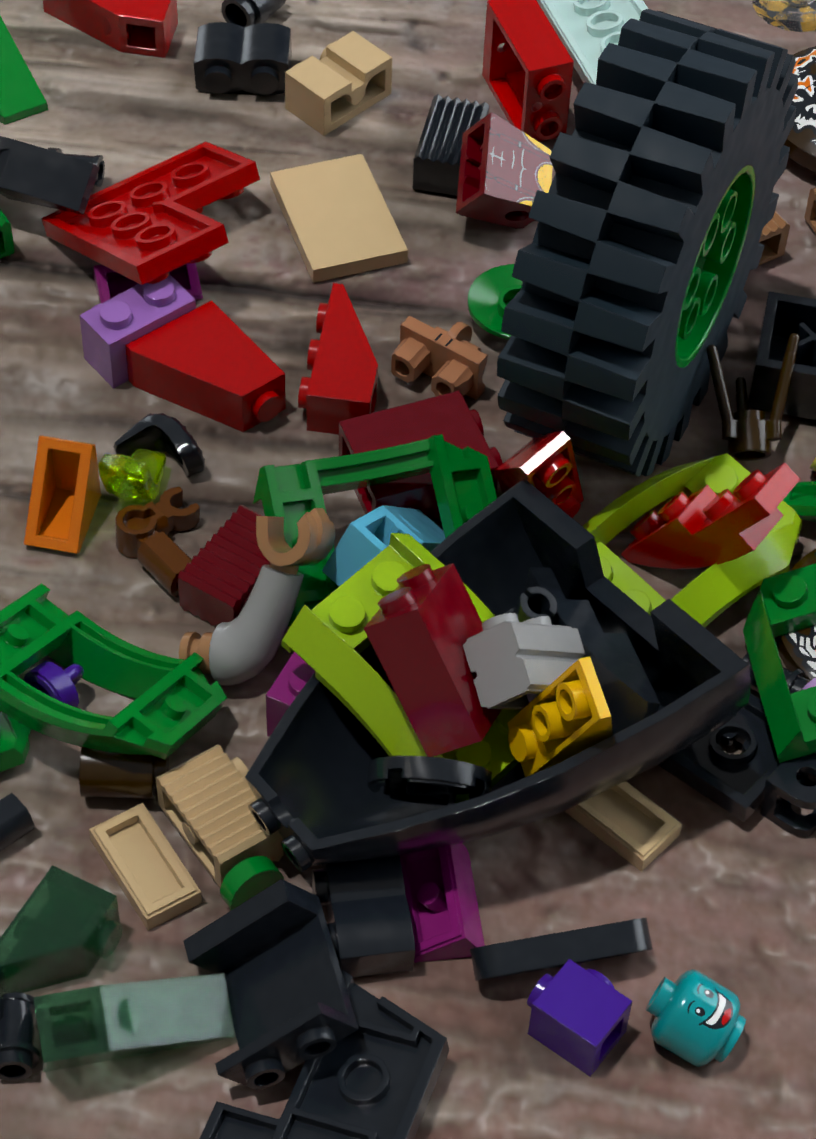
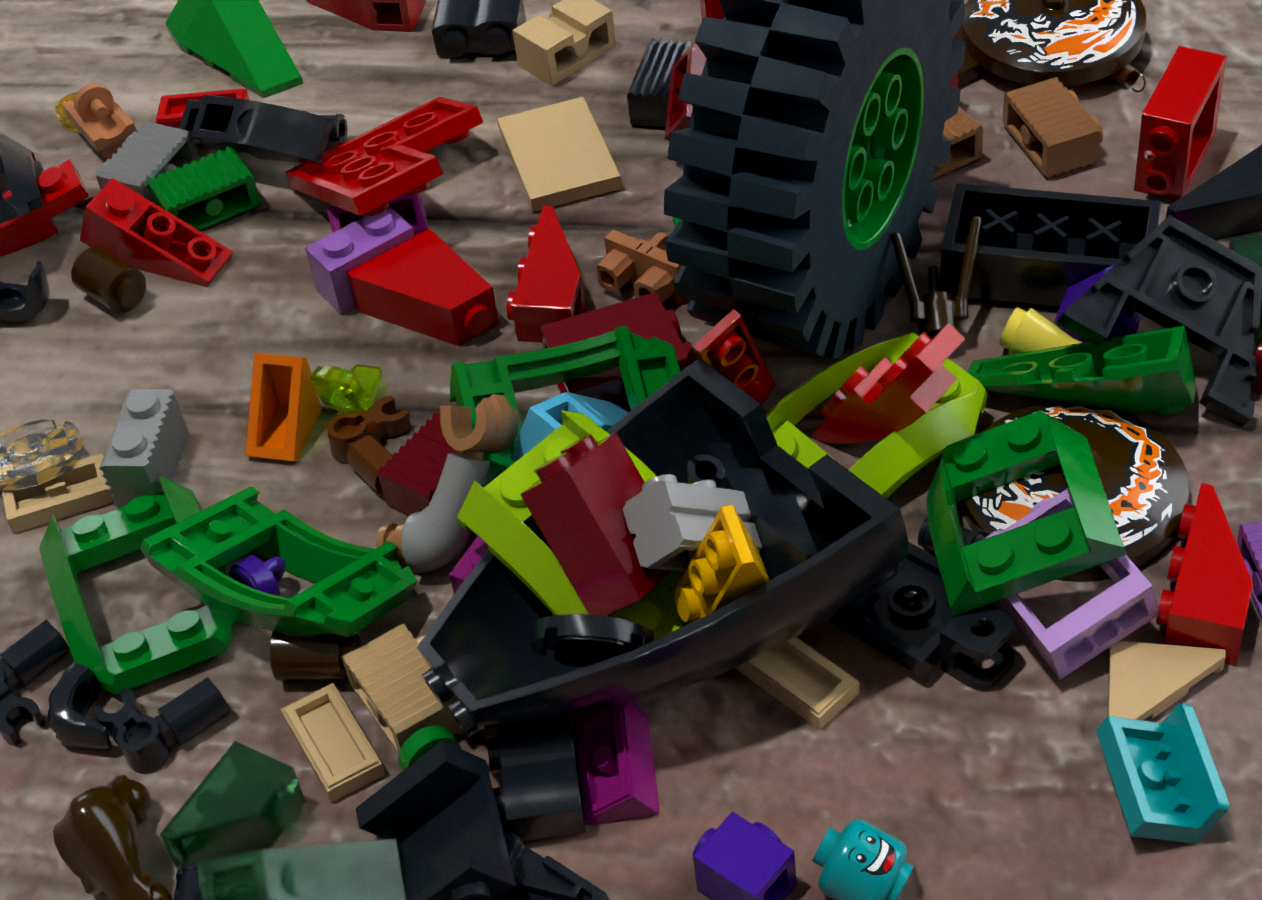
camera: 10 degrees right, 5 degrees down
(166, 434) = (379, 350): black hair -> none
(556, 948) = (711, 807): black beam -> none

